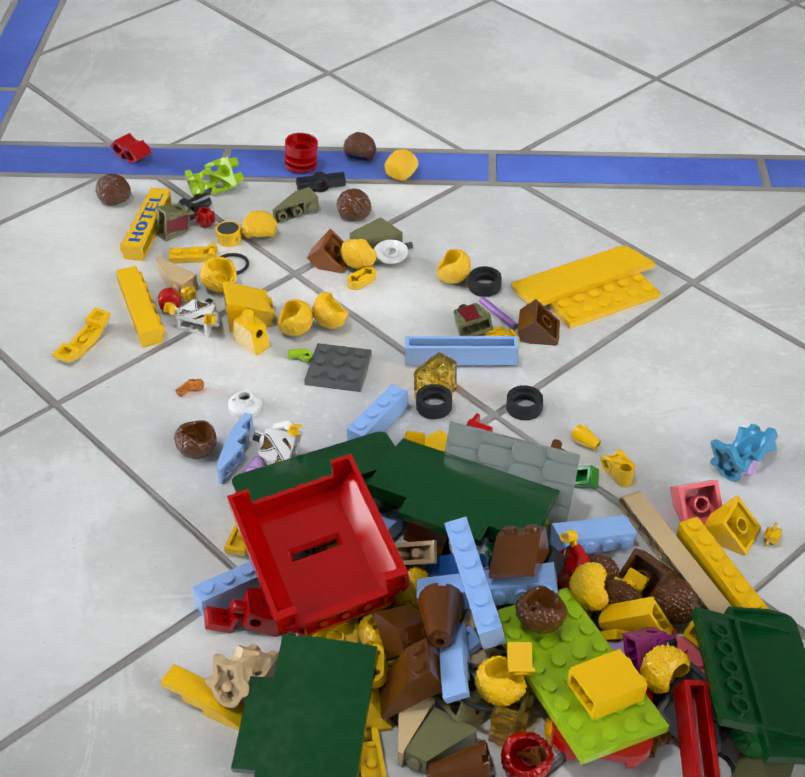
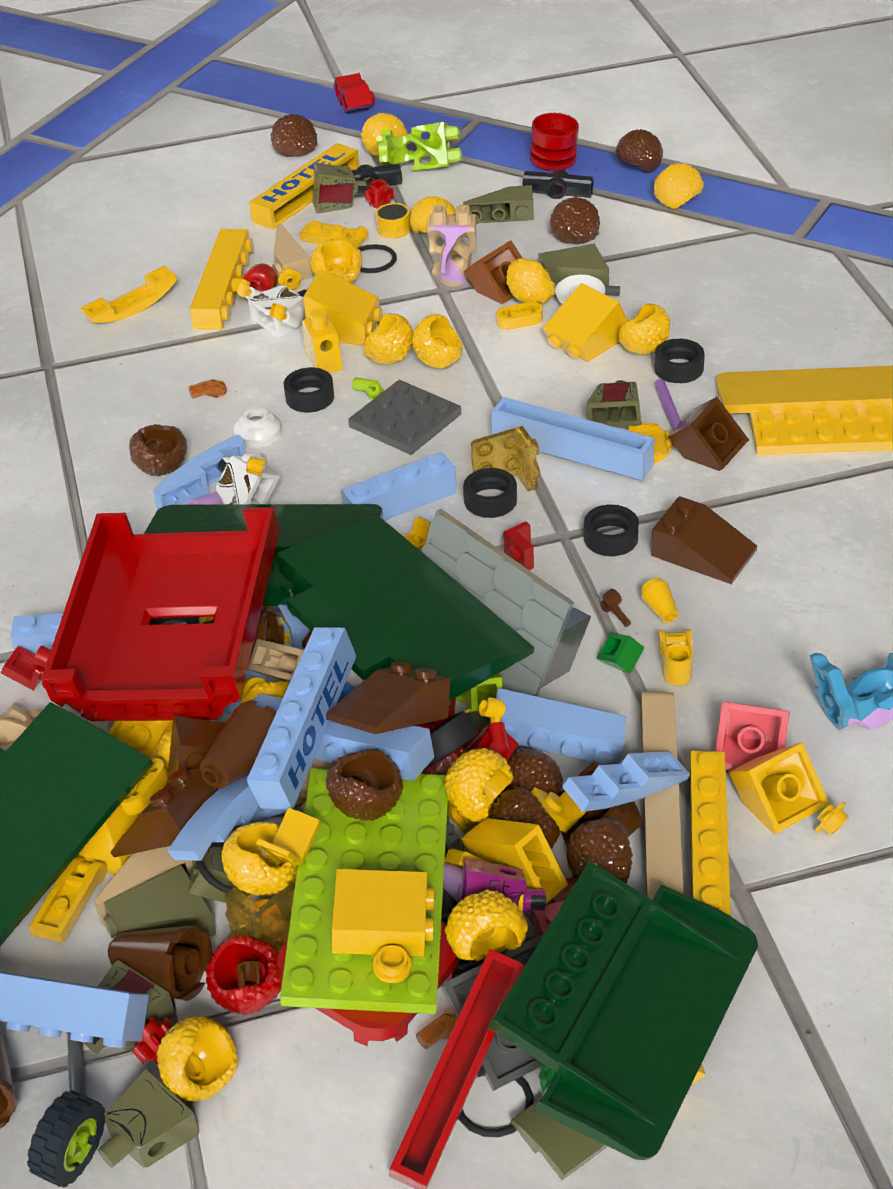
camera: 30 degrees right, 0 degrees up
(174, 174) = (373, 129): none -> yellow hair
(264, 376) = (309, 378): none -> black tyre
(294, 252) = (454, 251): none -> tan hips
(414, 272) = (586, 324): none -> yellow slope
(582, 393) = (701, 541): none -> reddish brown slope
(635, 711) = (392, 964): none -> yellow plate
(663, 553) = (626, 782): none -> light blue slope

